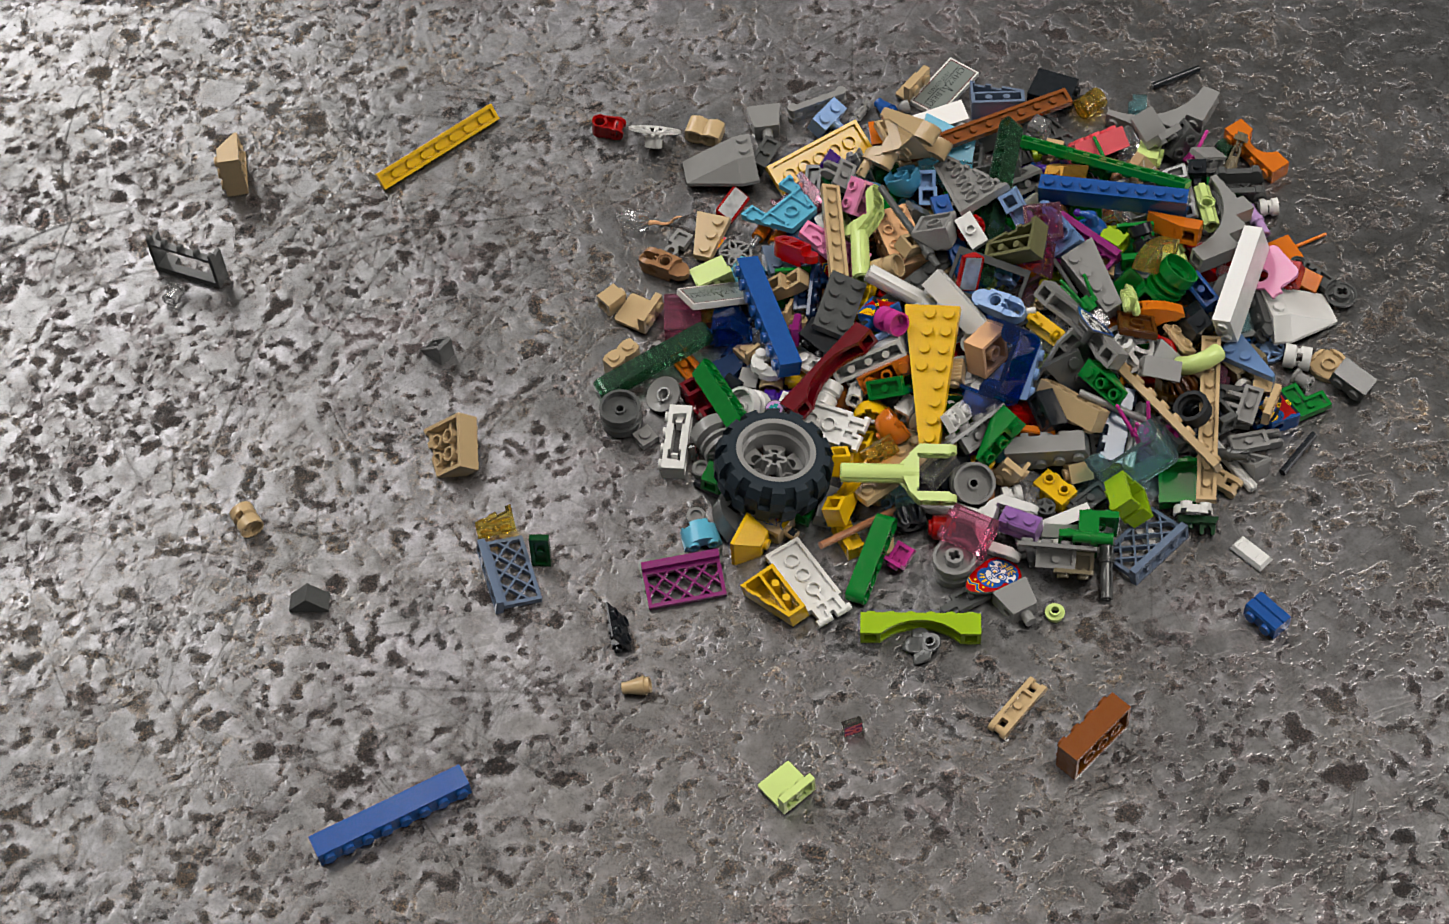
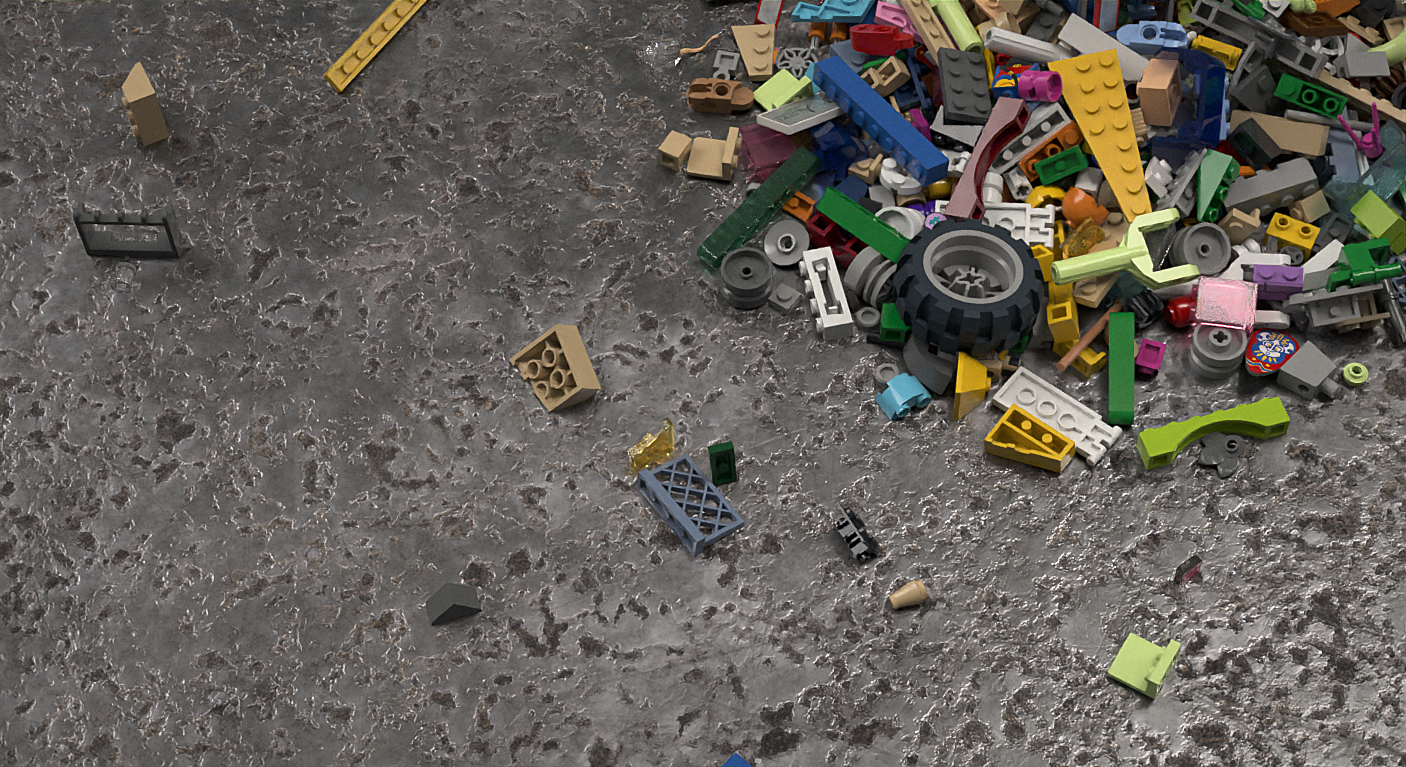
camera: 20 degrees left, 0 degrees up
(246, 519) = (332, 525): tan wheel -> none
(439, 349) = (489, 259): dark grey slope -> none
(625, 351) = (721, 207): tan brick -> none
(678, 564) = (893, 437): magenta fence -> none
(963, 601) = (1246, 389): dark grey hinge -> none
(1017, 707) = (1366, 494): tan plate -> none

